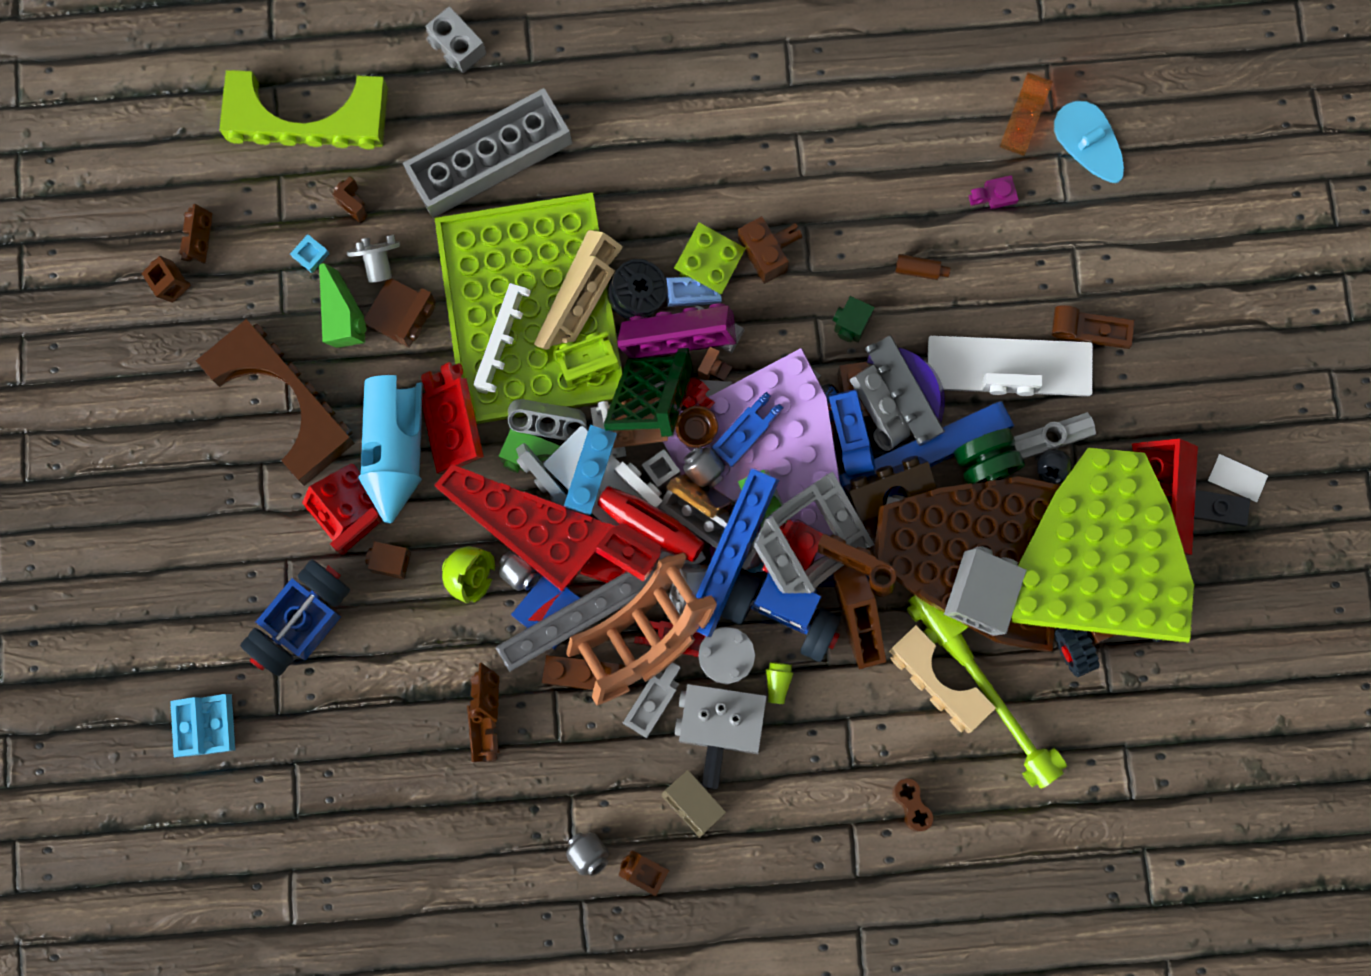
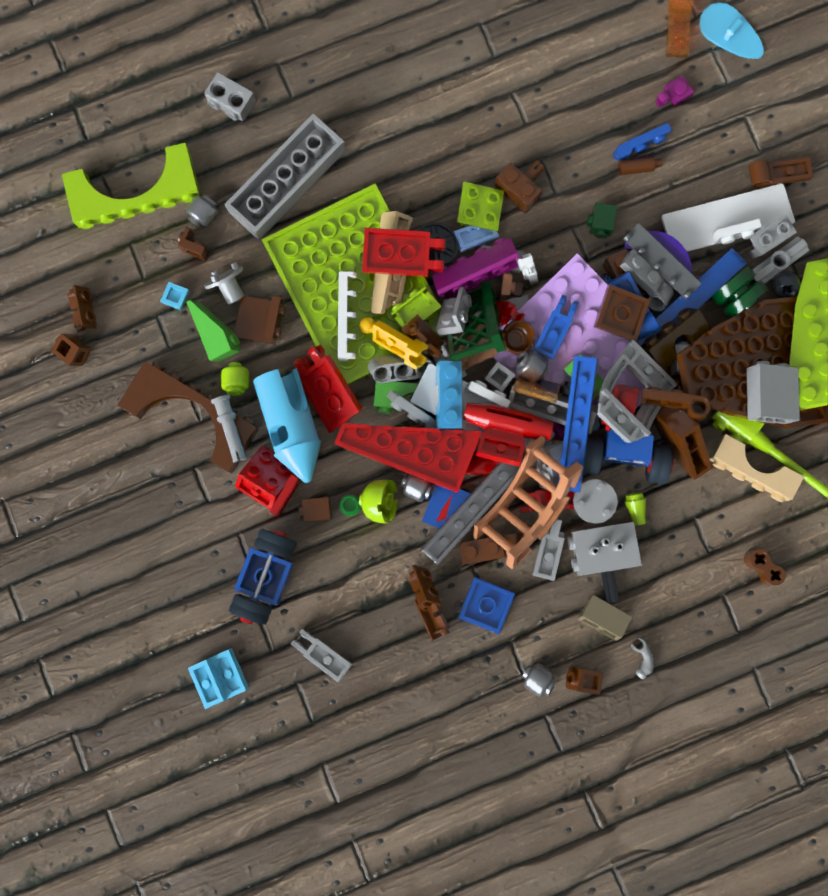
camera: 20 degrees left, 5 degrees up
(317, 416) = (226, 417): none -> light grey pin
(336, 740) = (323, 656): none -> light grey hinge
(345, 373) = (235, 379): none -> lime head
(375, 162) = (202, 210): none -> flat silver head
(430, 567) = (349, 505): none -> green plate
(549, 387) = (396, 342): none -> yellow plate
(555, 742) = (486, 605): none -> blue tile
(584, 391) = (419, 329): none -> reddish brown hinge
(589, 282) = (400, 252): none -> red tile
(631, 375) = (454, 313): none -> light grey bracket
(727, 878) = (647, 663): none -> light grey piece
(741, 349) = (528, 269): none -> white hinge
(830, 436) = (621, 313): none -> reddish brown plate
(932, 240) = (640, 142): none -> blue hinge
(1052, 401) = (771, 236): none -> light grey bracket

